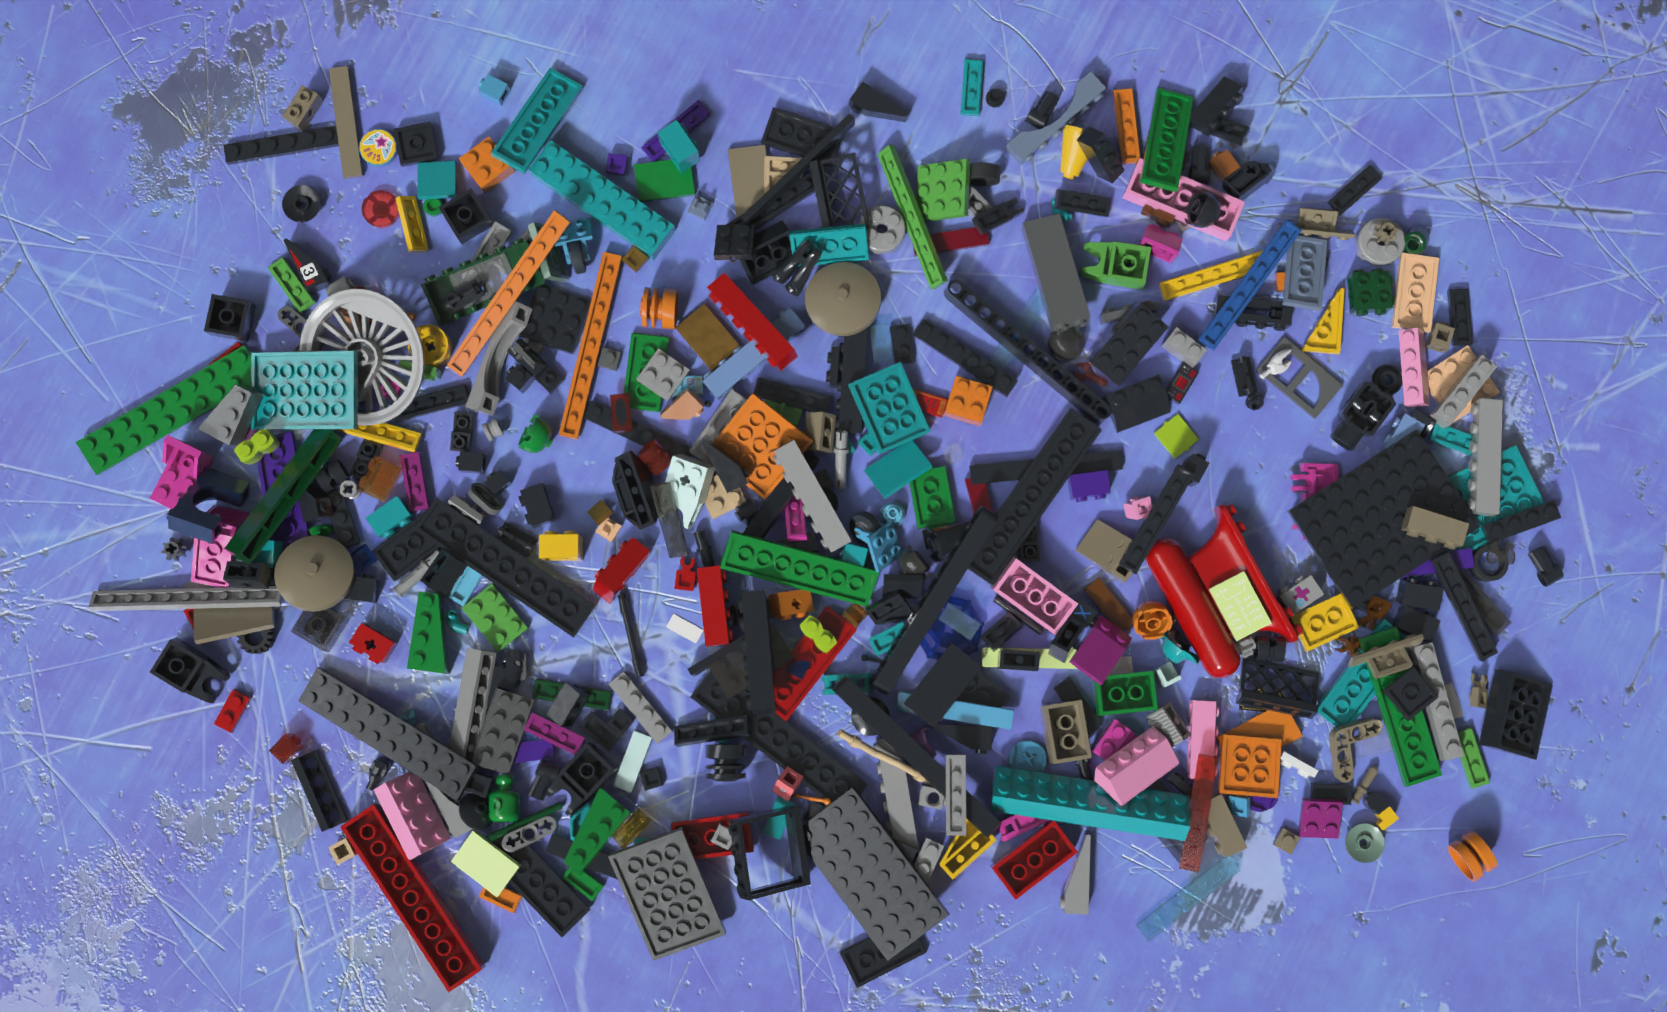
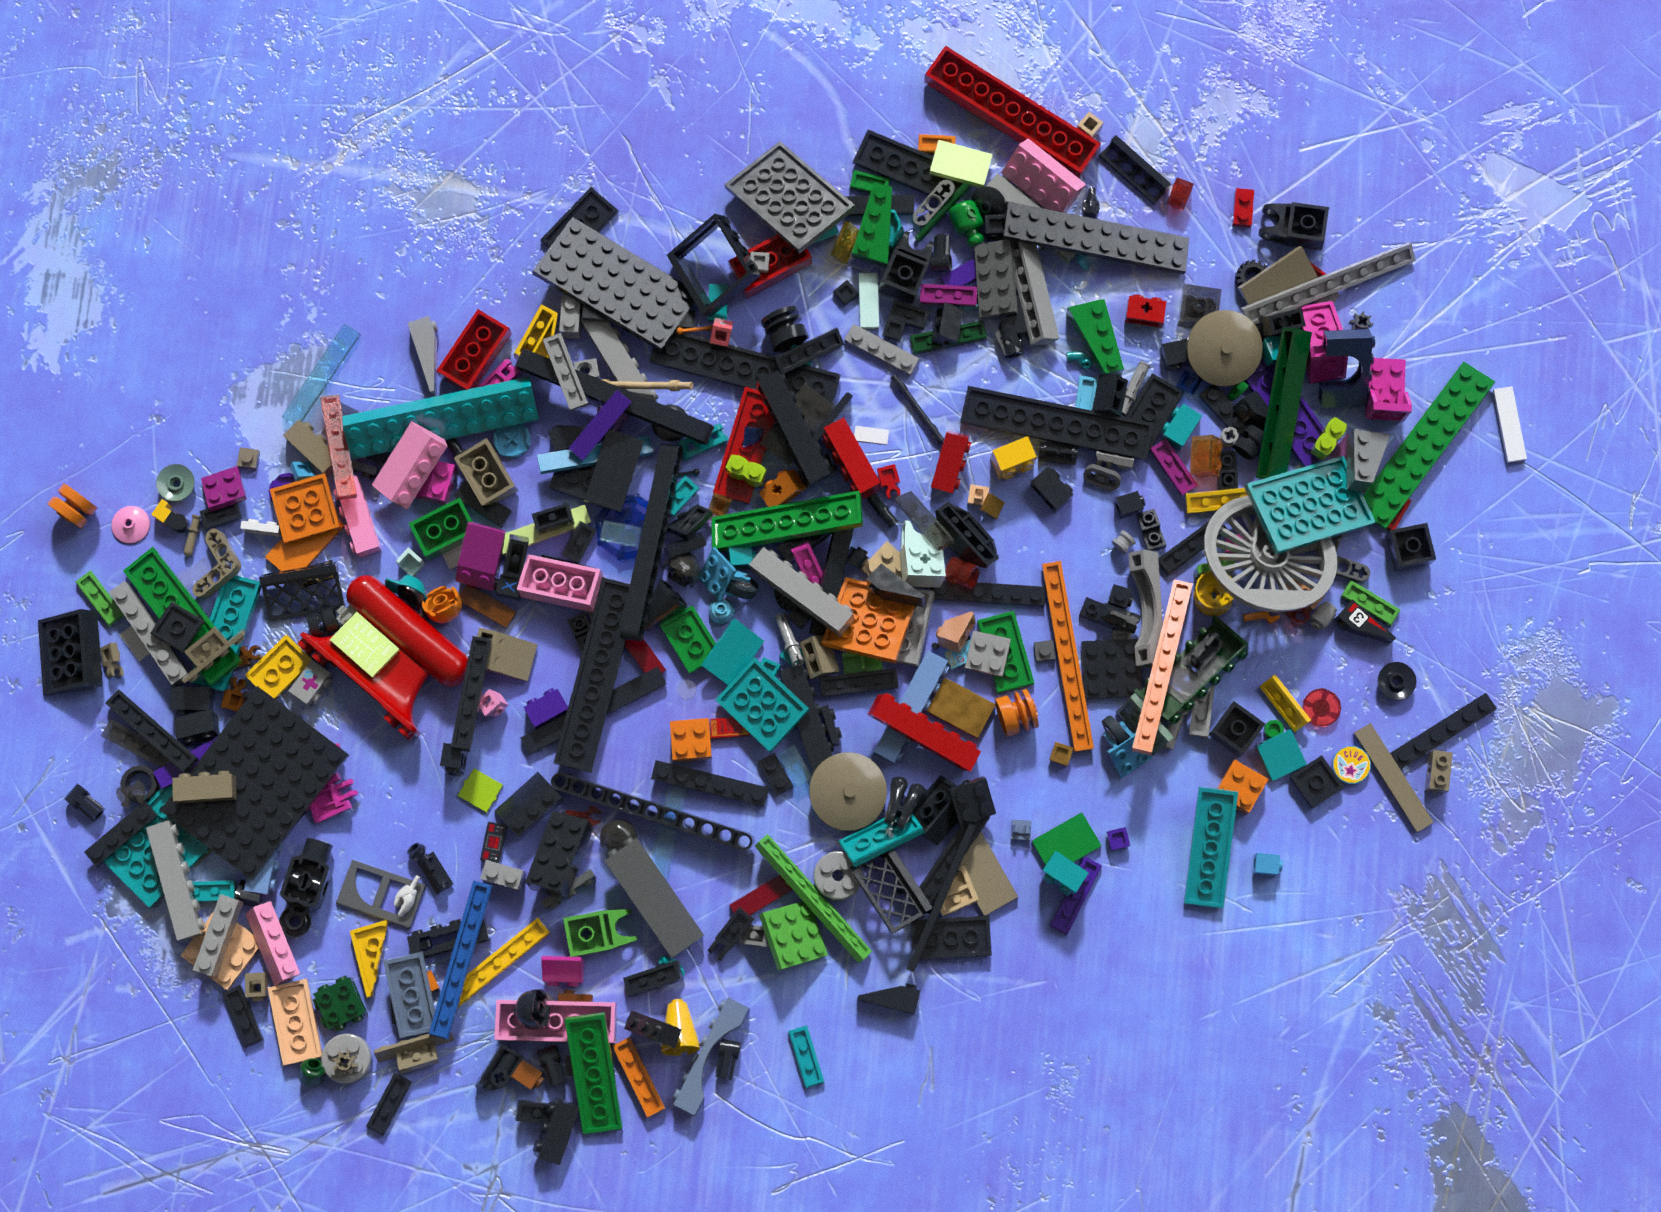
camera: 165 degrees right, 5 degrees down
(82, 398) = (1509, 424): none -> white tile
(495, 618) = (1046, 376): bright green plate -> none
(497, 482) = (1098, 496): black plate -> none
(536, 435) = (1081, 551): green cylinder -> none
(602, 200) = (1116, 797): teal brick -> none
(621, 413) = (1011, 602): clear red tile -> none
(940, 731) = (600, 425): none -> dark purple tile
(984, 174) = (759, 967): black tyre -> none
(994, 98) = (779, 1054): black plate -> none
(1169, 724) = (392, 516): light grey brick -> none
(1410, 820) = (137, 530): none -> bright pink dish

